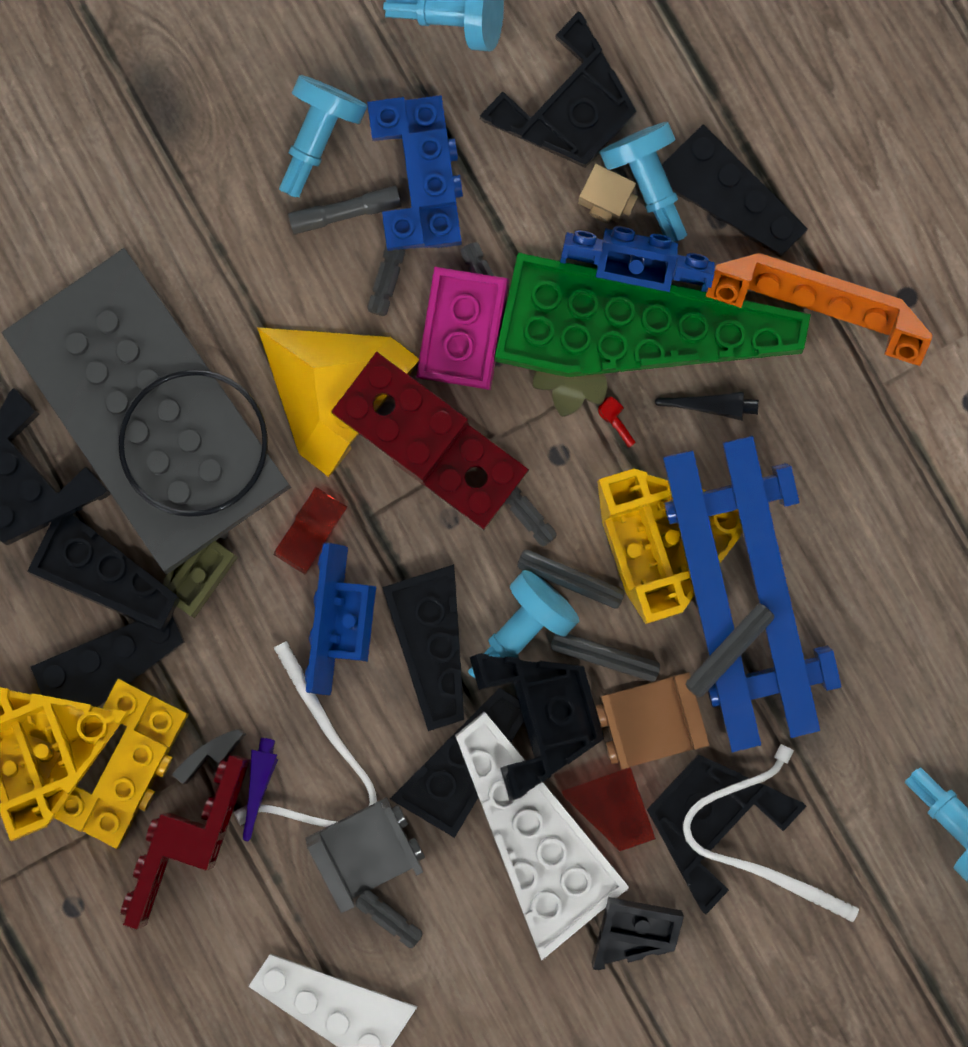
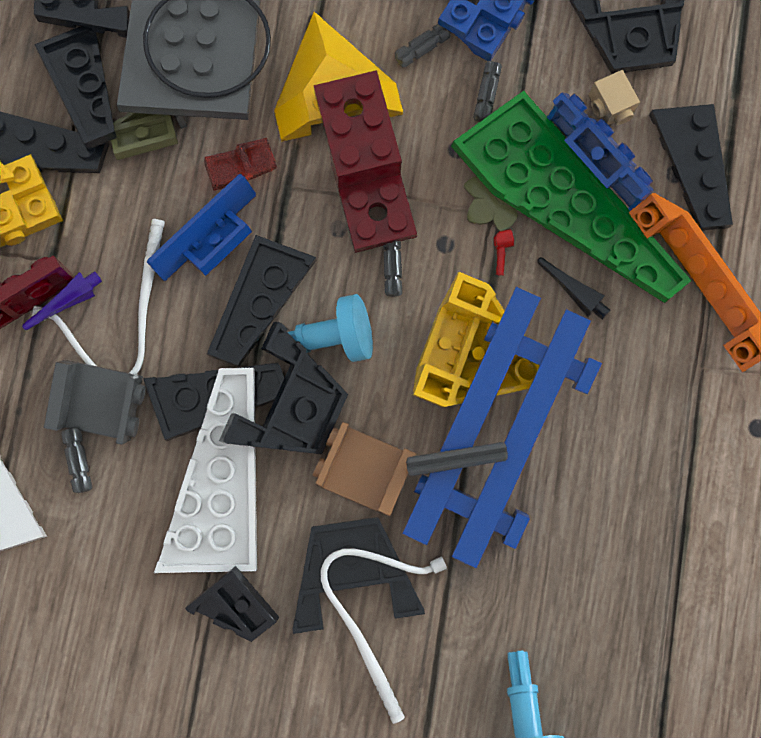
camera: 30 degrees right, 5 degrees down
(218, 749) = (32, 251): dark grey slope -> none
(462, 328) = (447, 110): dark pink tile -> none
(571, 579) = (387, 330): dark grey axle -> none
(606, 656) = (368, 400): dark grey axle -> none
(613, 808) = (290, 508): clear red wing -> none
(640, 152) = (658, 83): medium azure piece -> none

